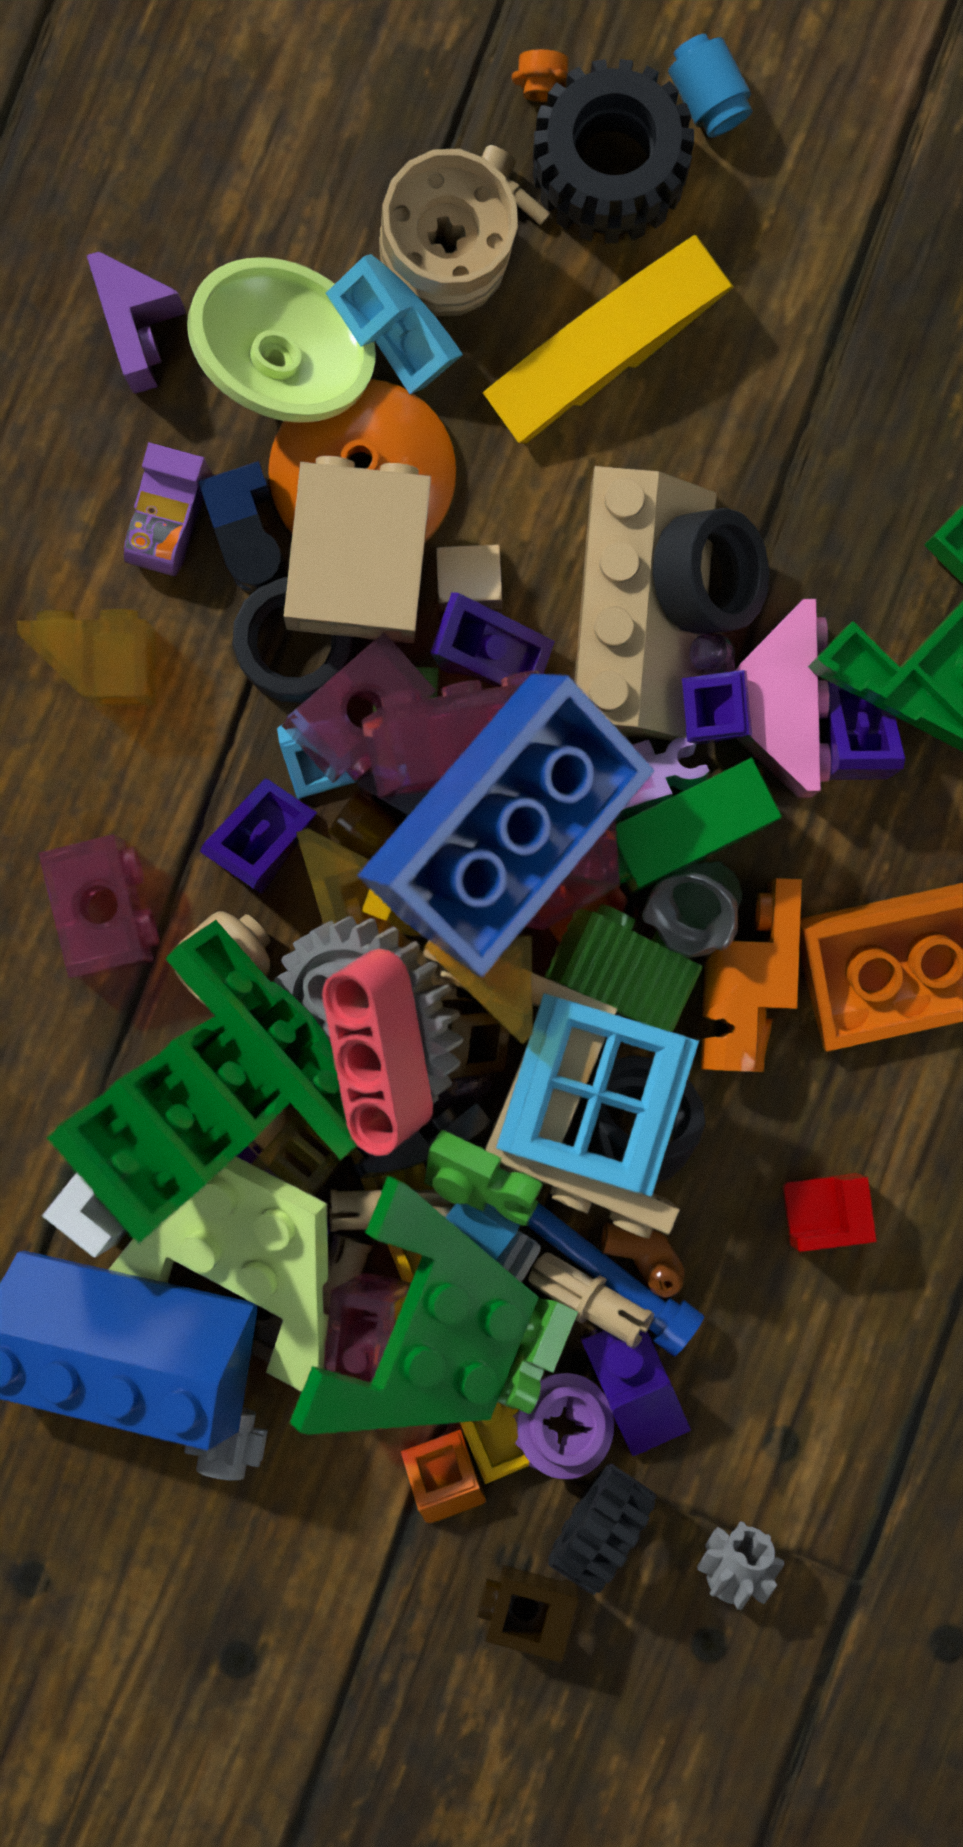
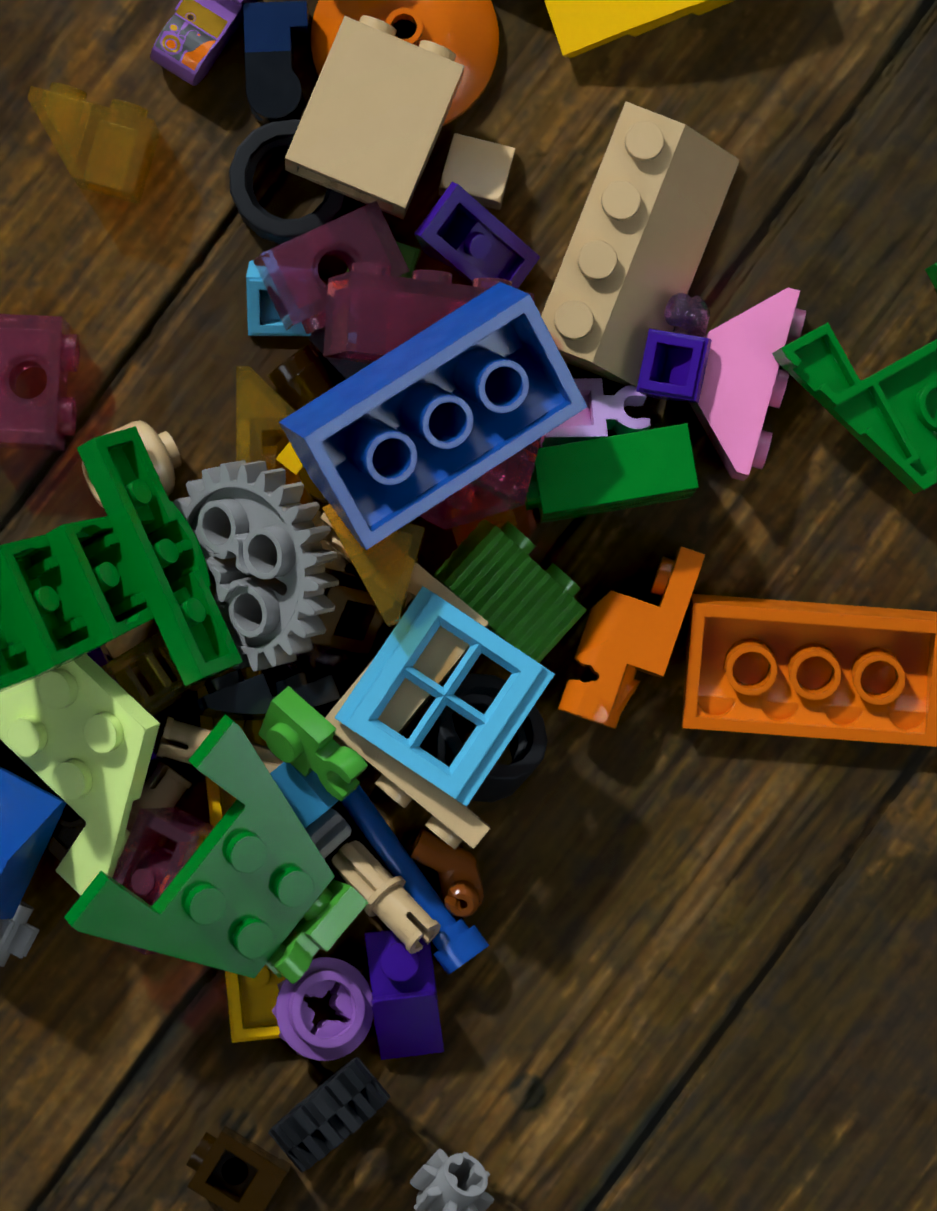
camera: 15 degrees right, 0 degrees up
(259, 835) = (201, 359): dark purple slope -> none
(378, 1051) = (250, 594): coral beam -> none
(443, 1477) = (193, 1026): orange slope -> none
(680, 578) = (674, 227): black tyre -> none
(695, 909) = (595, 552): flat silver piece -> none
(829, 1212) = (638, 881): red panel -> none
(861, 738) = (803, 437): dark purple slope -> none

